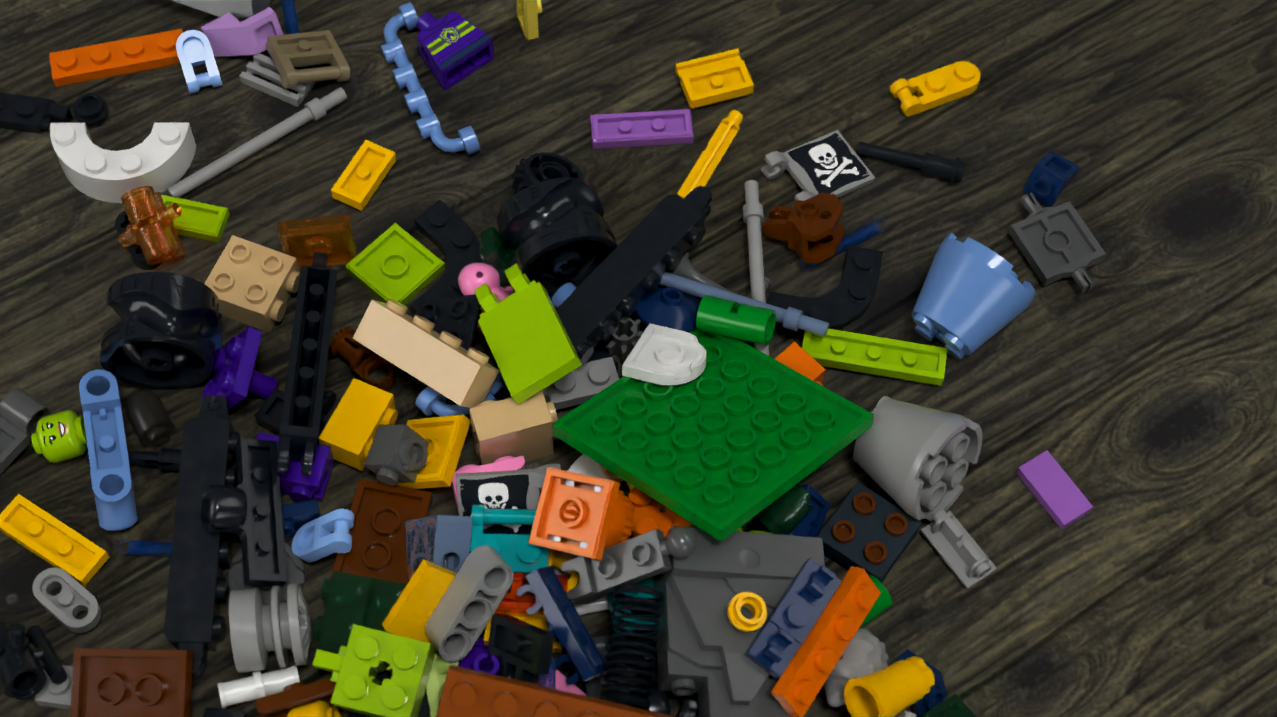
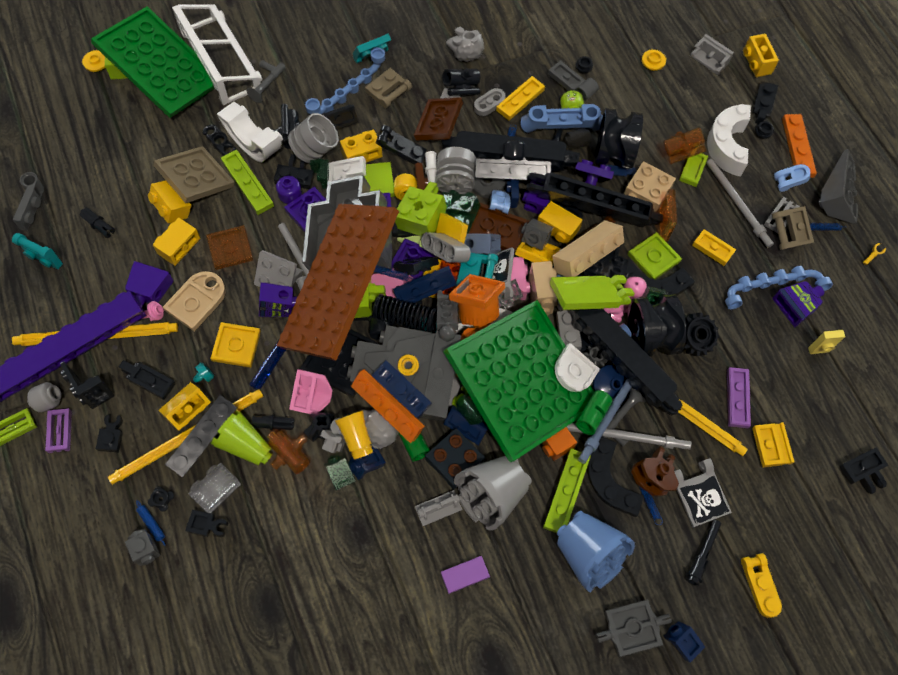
camera: 100 degrees right, 5 degrees up
(238, 38) = (809, 196): lavender slope -> none

